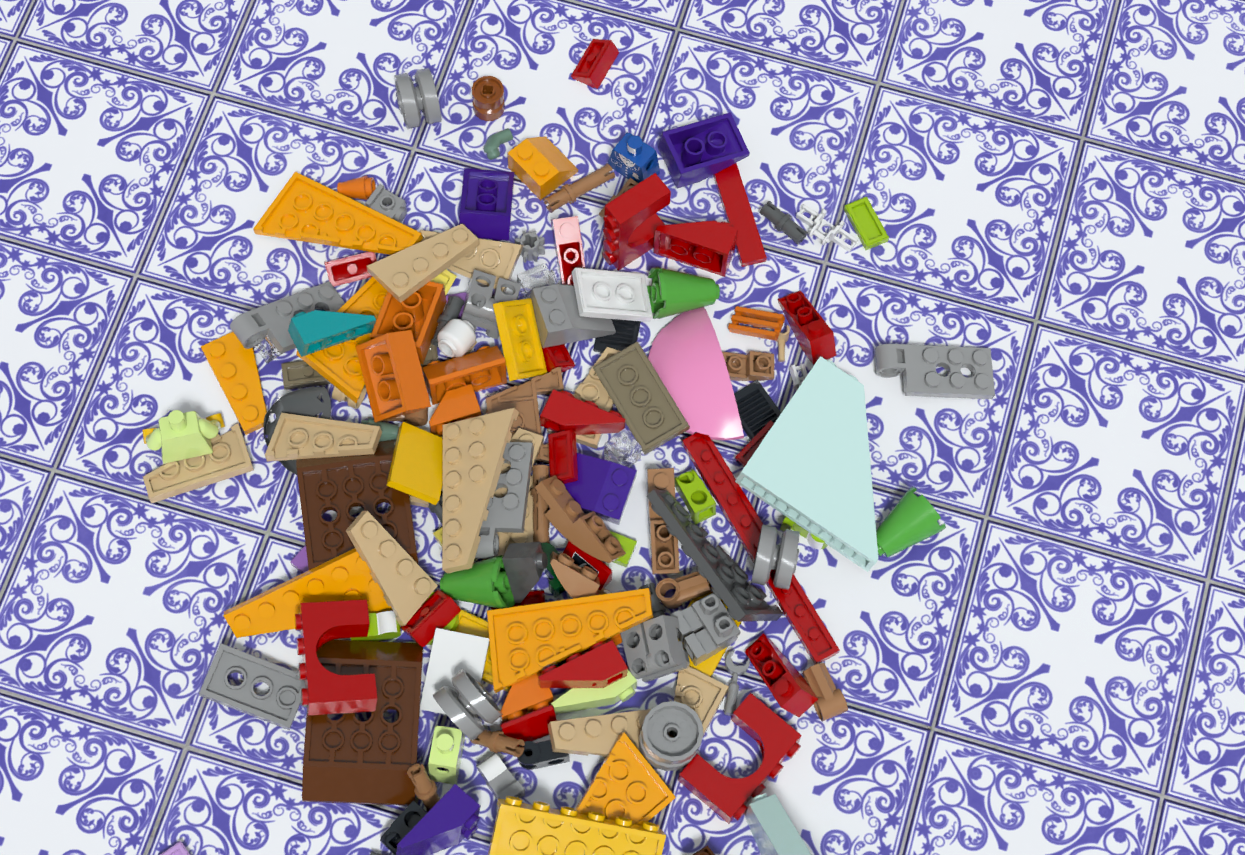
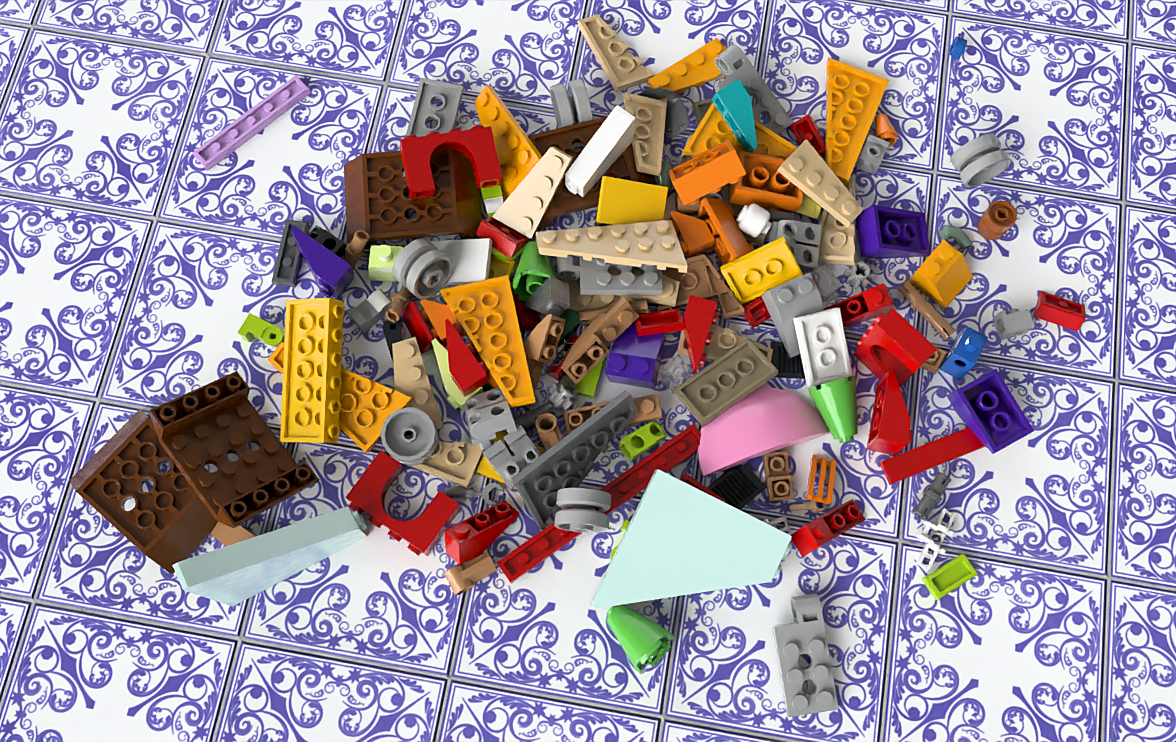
camera: 85 degrees right, 5 degrees up
(183, 435) = (632, 34): yellowish green torso -> none
(264, 93) = (957, 47): none -> blue axle
(272, 518) = (571, 104): none -> light grey wheel
(353, 481) = (601, 151): none -> white slope
(606, 108) = (1013, 323): none -> light grey brick
(633, 572) = (562, 395): none -> light grey gear

